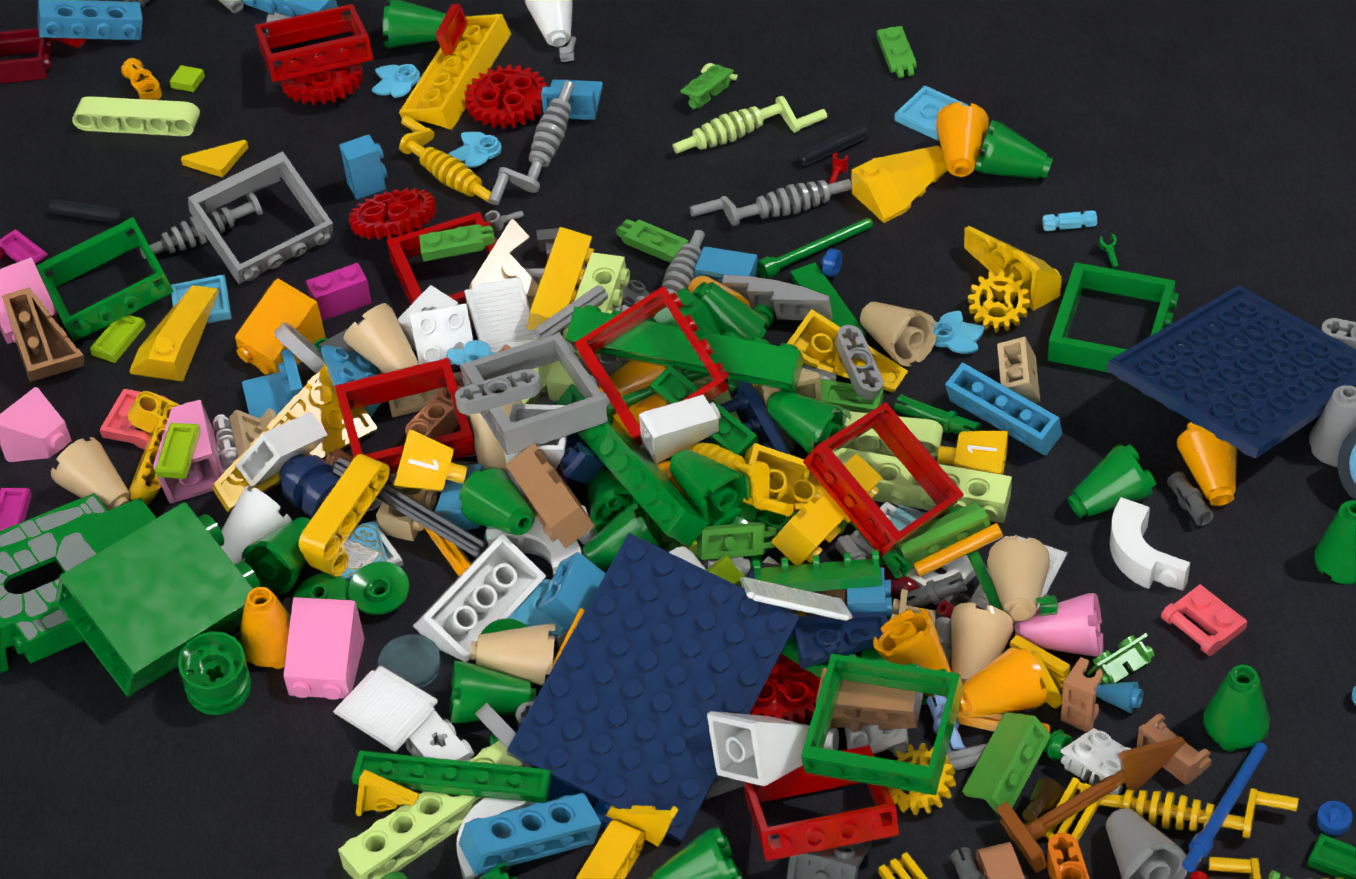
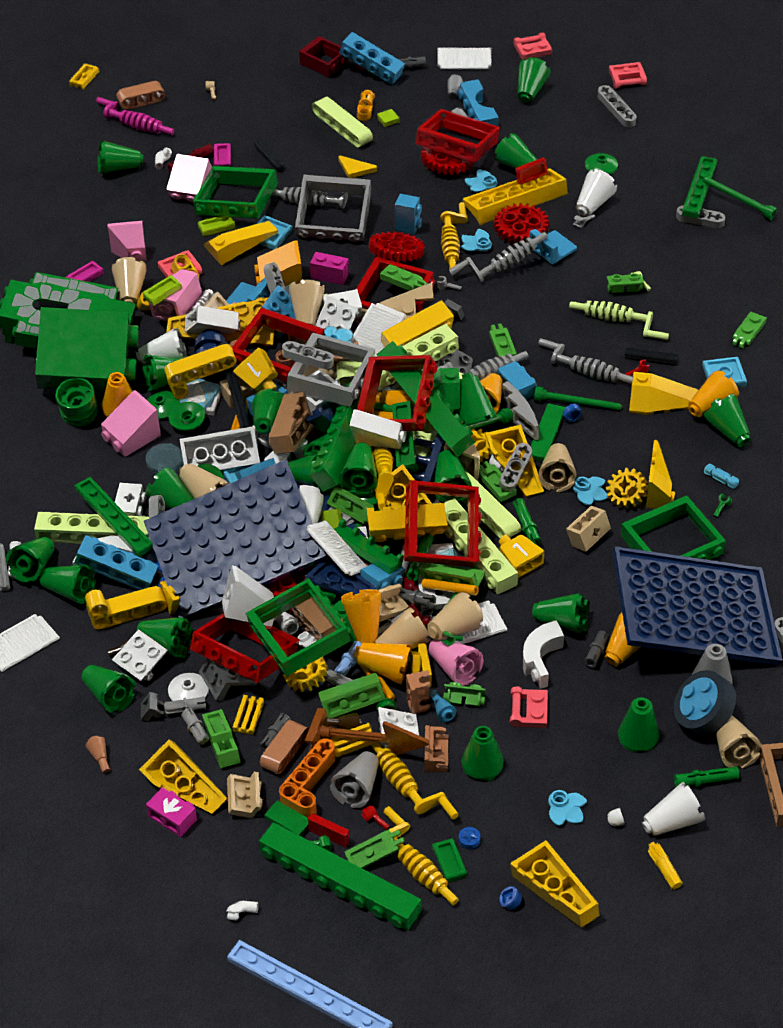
camera: 40 degrees right, 0 degrees up
(39, 338) = (175, 200): medium nougat wedge -> none
(381, 794) = (77, 501): yellow tile -> none
(386, 707) = (127, 469): white window -> none
(563, 317) = (409, 345): light grey axle -> none
(1004, 409) = (558, 540): dark azure brick -> none
(1203, 842) = (381, 792): blue bar -> none

